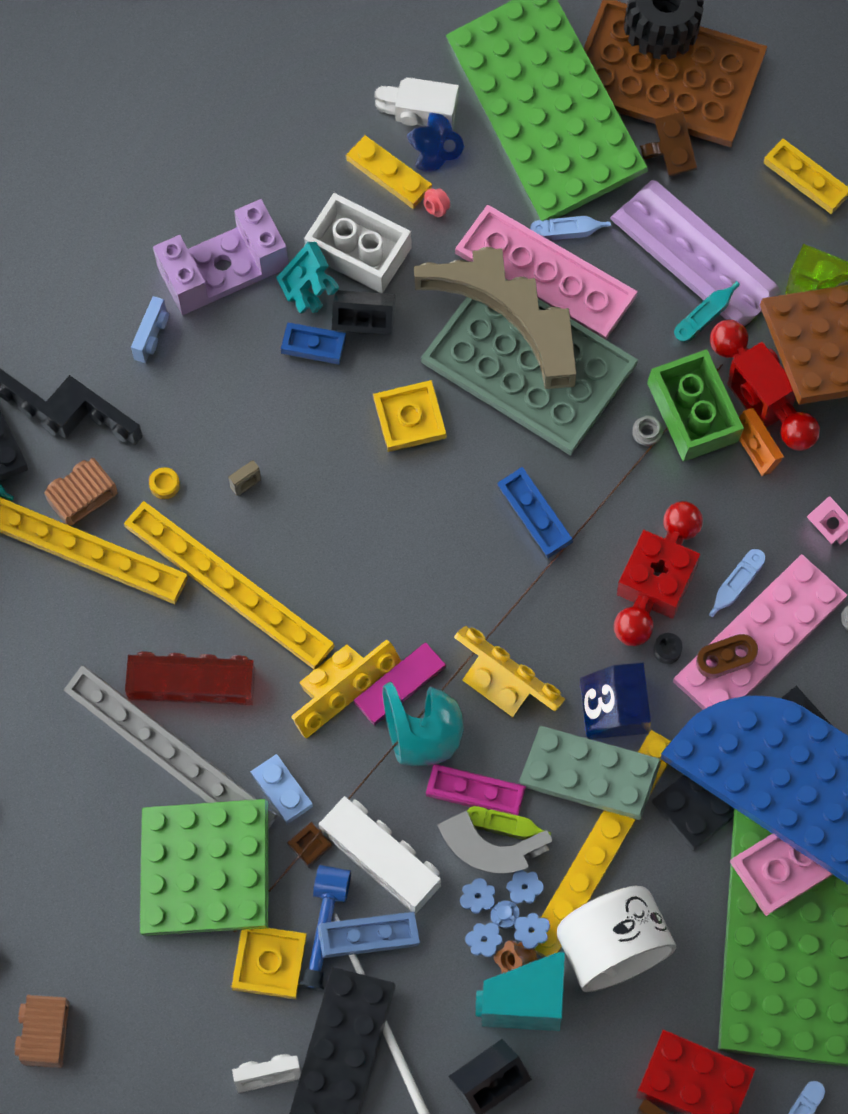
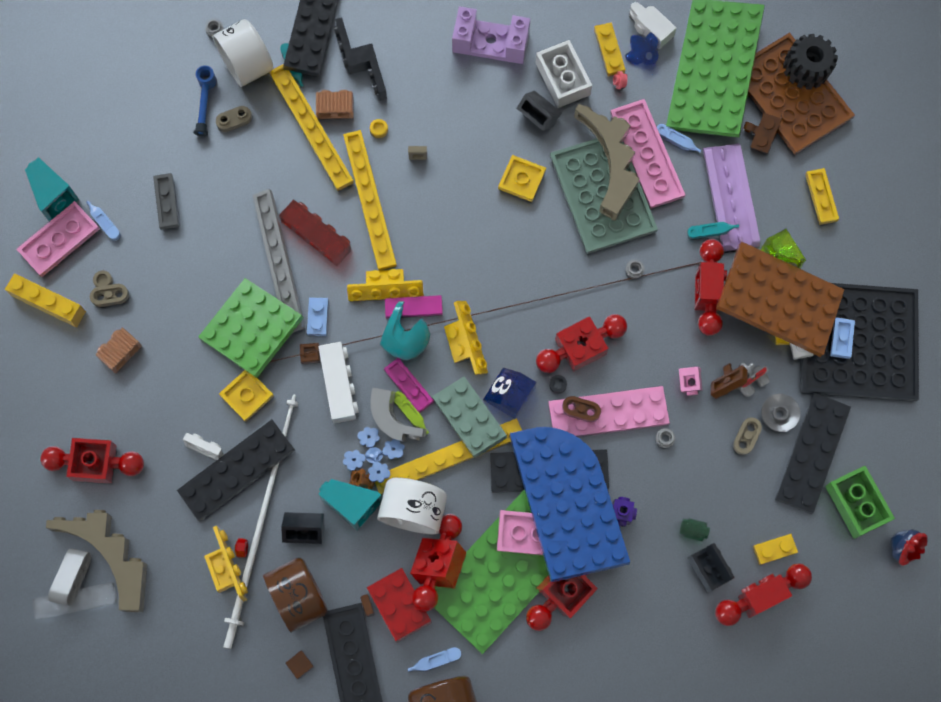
camera: 35 degrees right, 5 degrees up
(146, 337) = (429, 47): light blue plate -> none
(303, 271) = (523, 74): teal plate -> none
(313, 343) = (503, 109): blue plate -> none
(331, 886) = (302, 379): blue piece -> none
(368, 935) = (301, 416): medium blue plate -> none
(535, 512) = (545, 270): blue plate -> none
(695, 405) = (667, 272): bright green brick -> none
(706, 989) = (438, 563): none -> red brick
(738, 580) = (621, 376): light blue piece -> none
(759, 443) = (685, 313): orange plate -> none

